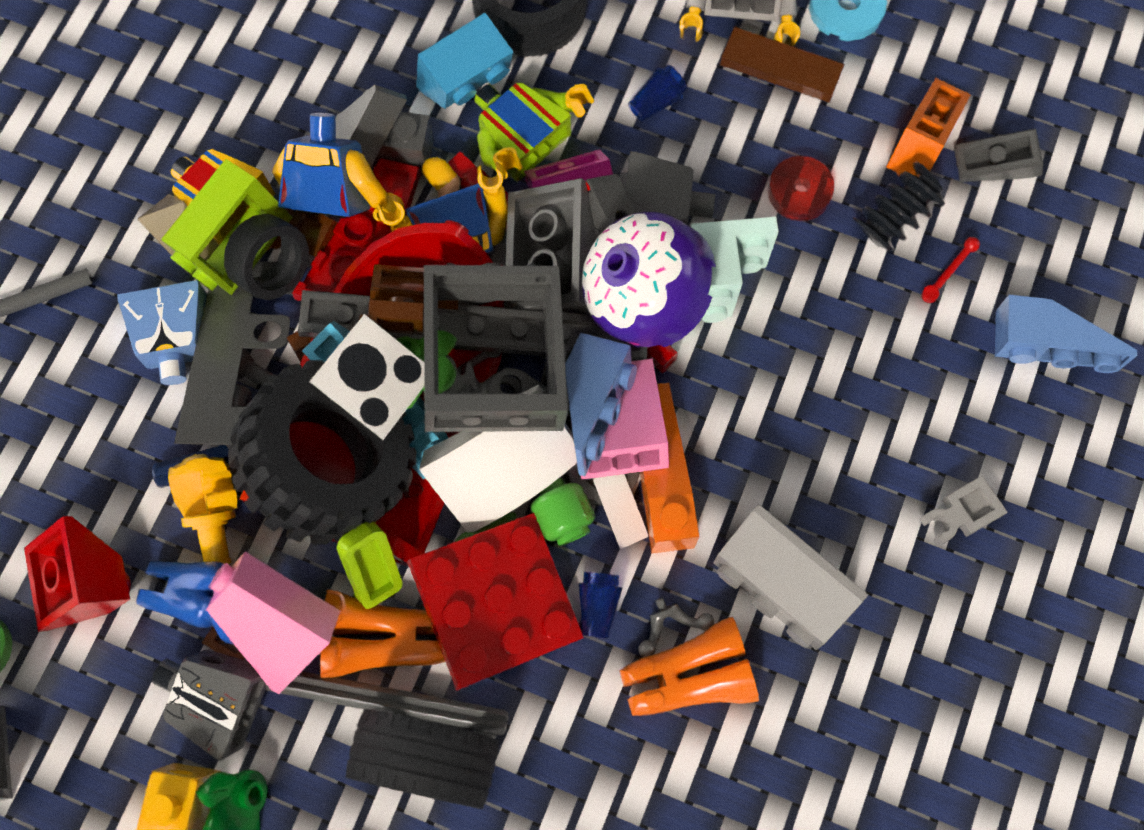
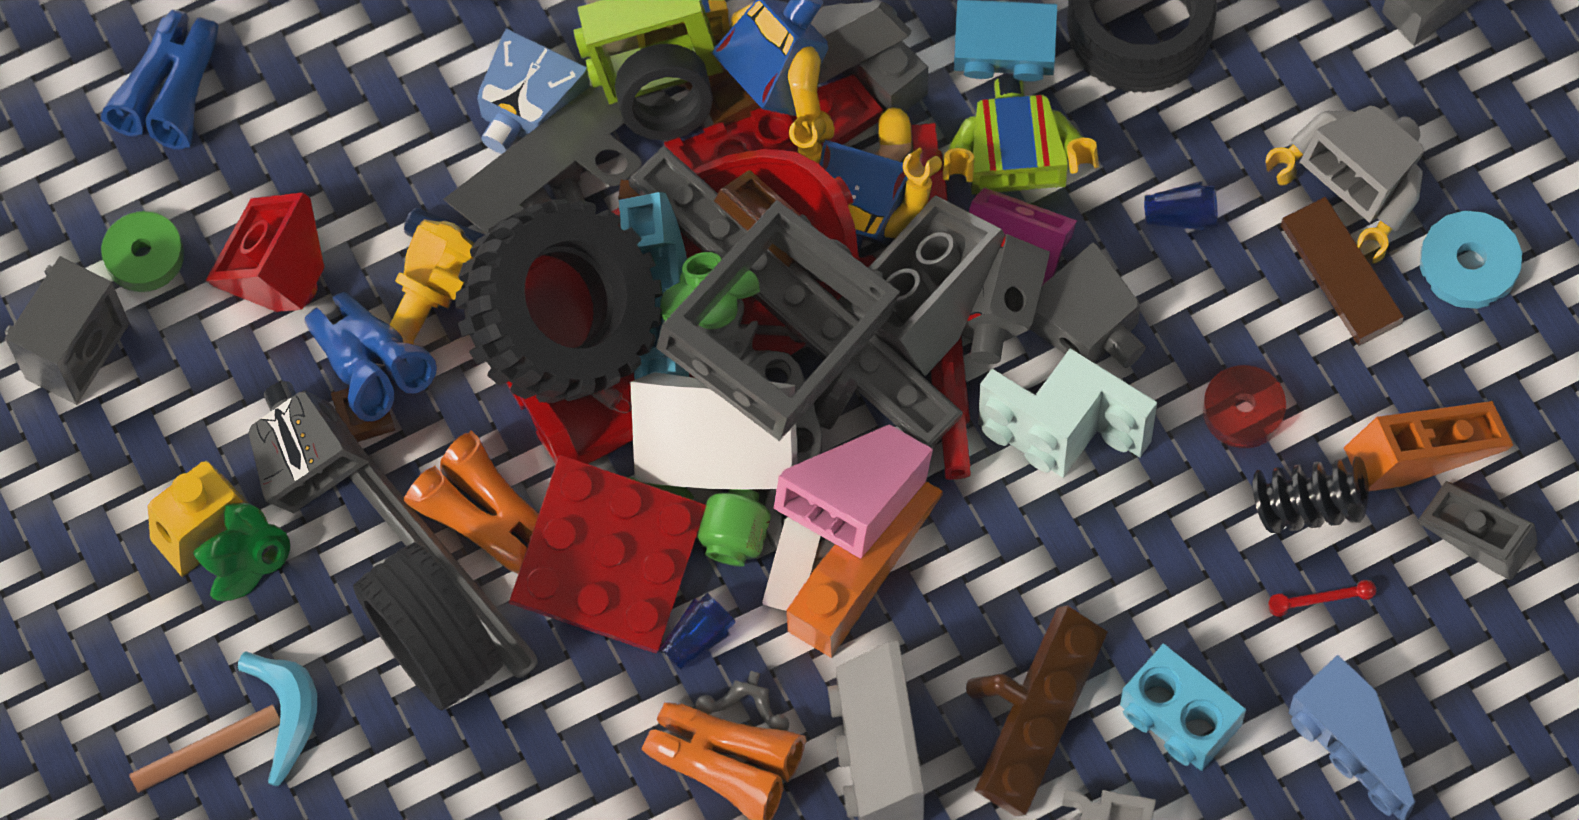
camera: 45 degrees right, 5 degrees down
(270, 619) = (399, 409): bright pink slope -> none
(369, 564) = (520, 431): lime piece -> none
(371, 376) = (649, 264): white sticker -> none
(397, 315) = (712, 222): reddish brown bracket -> none
(595, 381) = (842, 429): medium blue slope -> none
(648, 279) = (973, 364): cylinder -> none
(858, 475) = (1038, 709): none -> reddish brown plate
(940, 392) = (1192, 699): none -> medium azure brick

